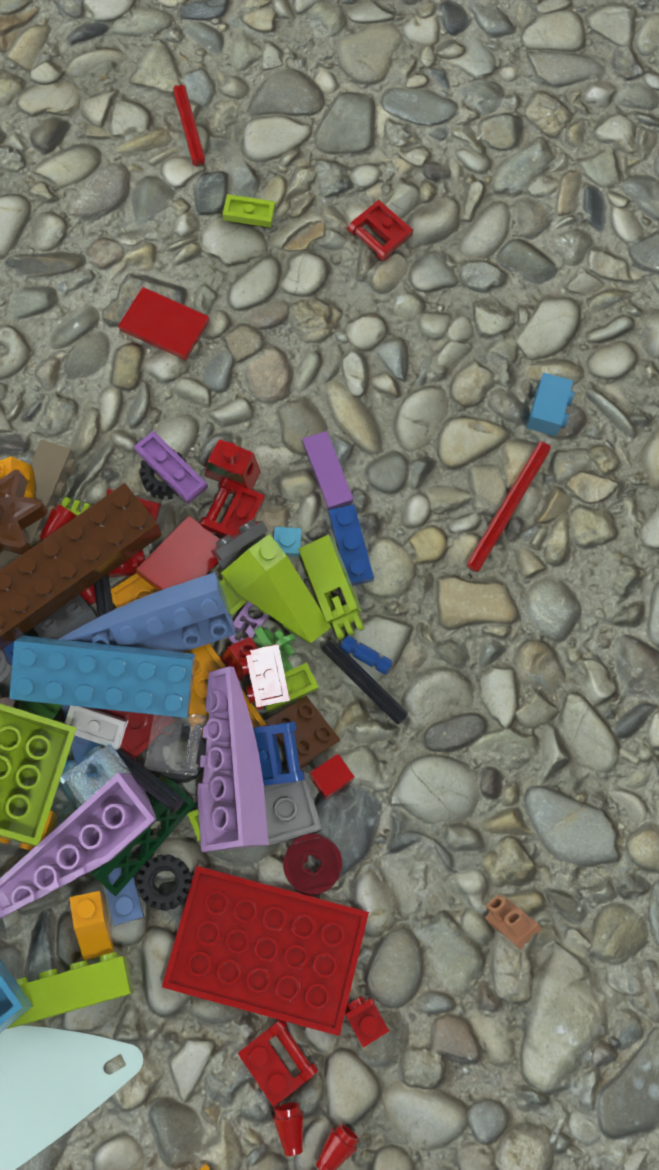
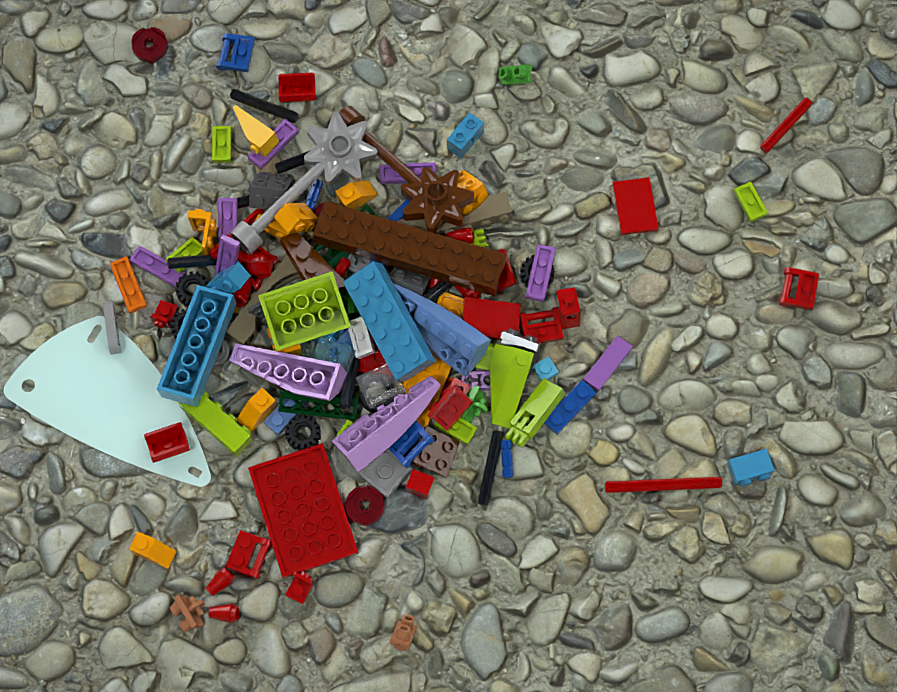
camera: 65 degrees right, 0 degrees up
(49, 1080) = (167, 442): none -> red bracket

